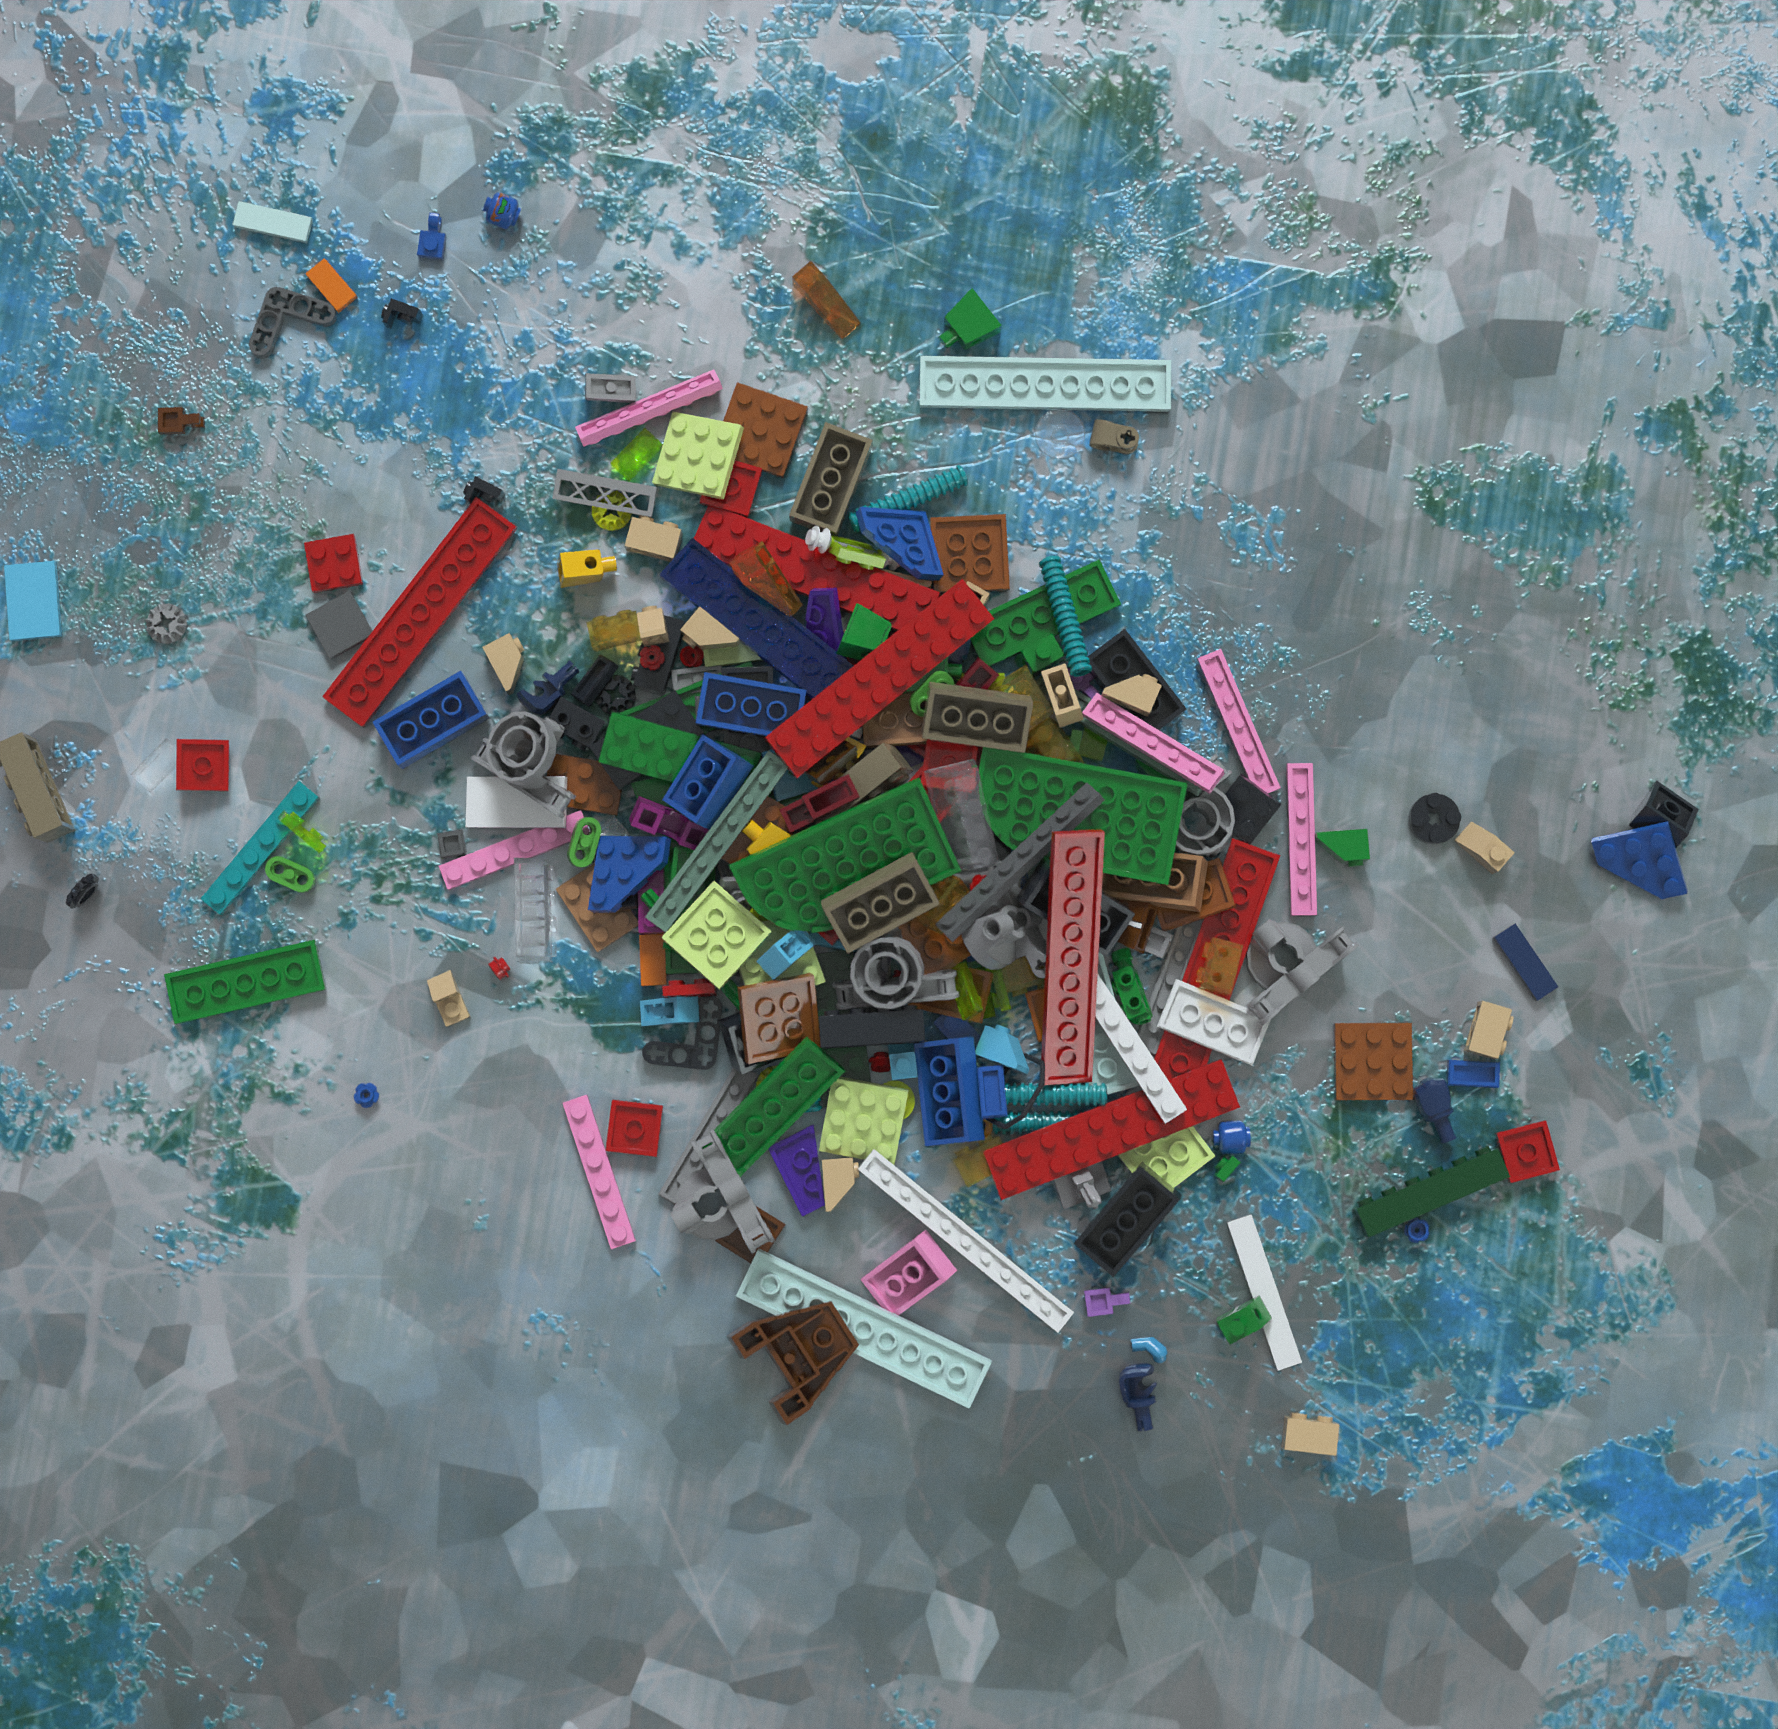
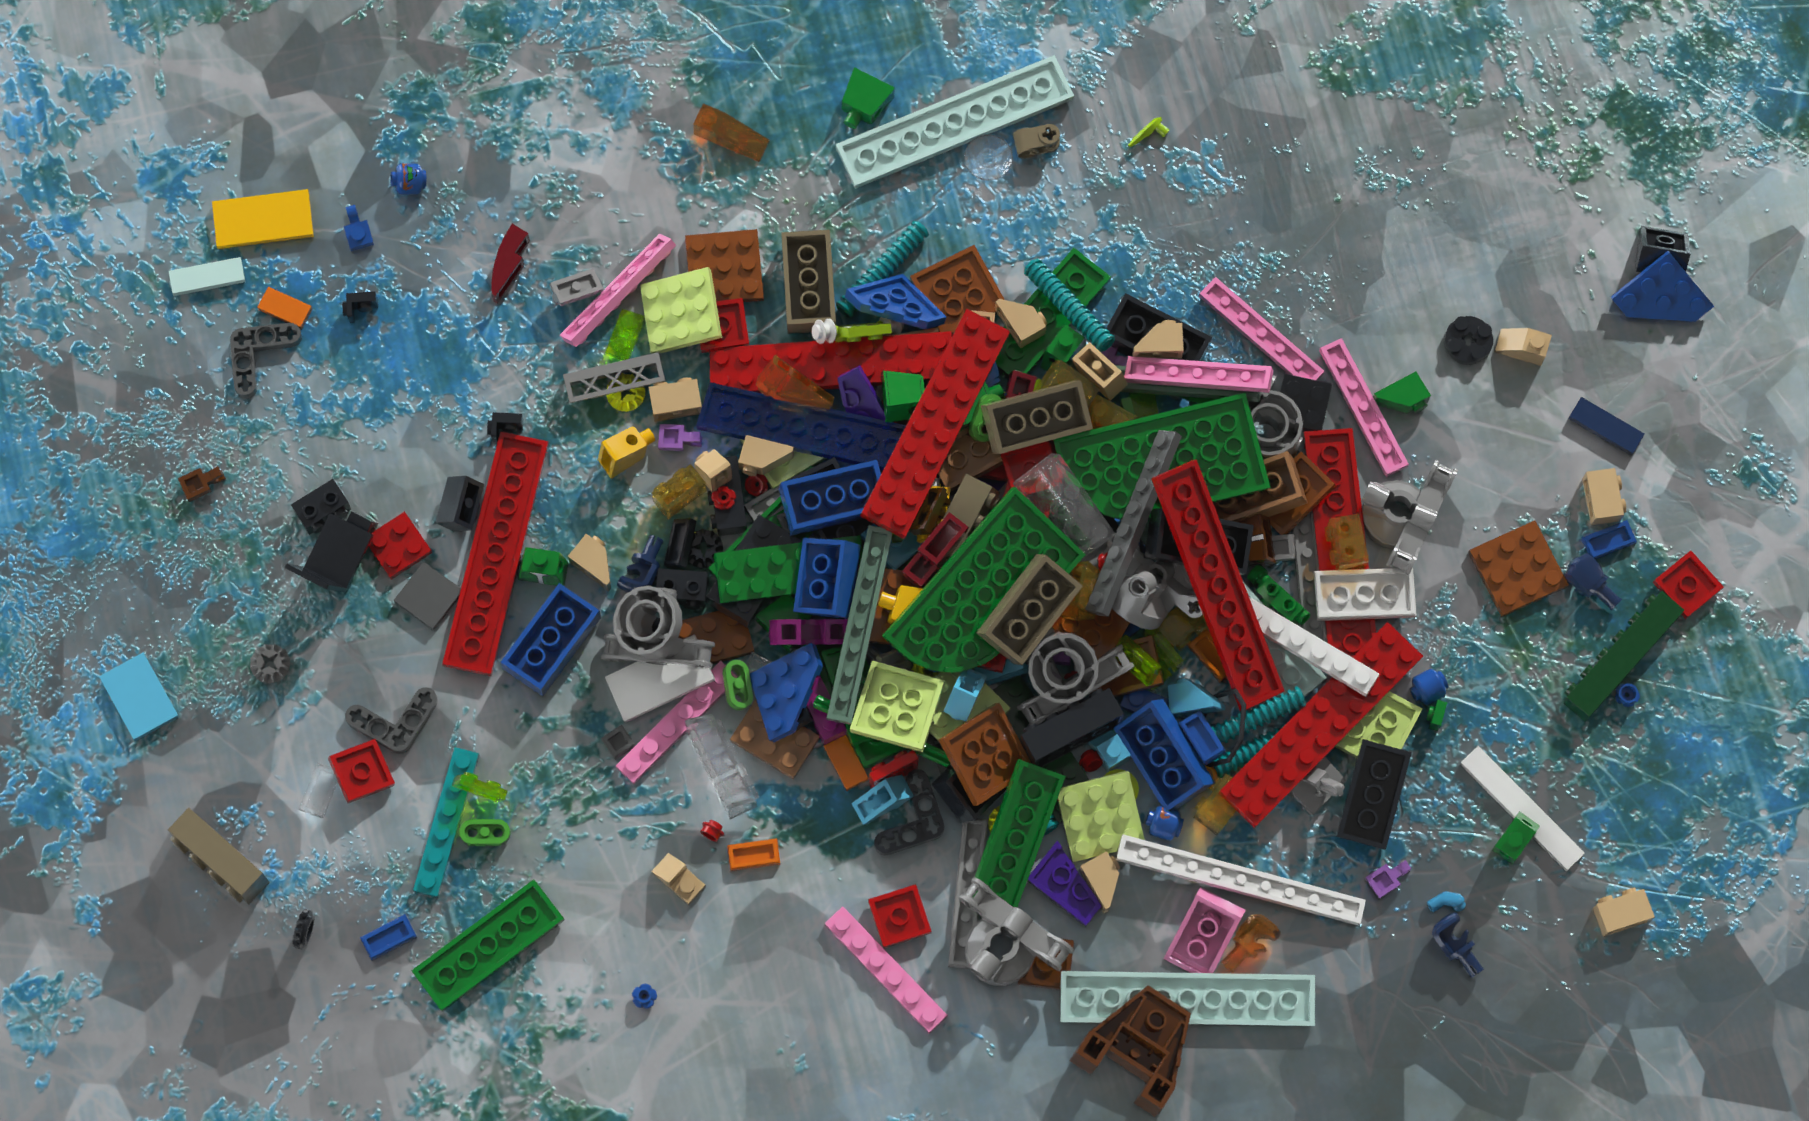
camera: 25 degrees left, 10 degrees down
(159, 932) = (388, 937): none -> blue tile
(250, 739) = (391, 730): none -> dark grey beam
(266, 549) = (337, 552): none -> black piece
(278, 495) = (317, 505): none -> black brick
(349, 188) = (262, 219): none -> yellow tile
(406, 550) = (459, 503): none -> black brick
(456, 647) = (543, 567): none -> green torso
(527, 1007) = (753, 854): none -> orange tile
(557, 333) = (508, 261): none -> dark red slope
(637, 575) = (674, 437): none -> medium lavender plate
(919, 1155) = (1164, 823): none -> blue head
(944, 1300) = (1245, 940): none -> clear orange piece
(1014, 611) = (1021, 321): none -> tan slope
(1235, 472) = (1154, 125): none -> lime bar

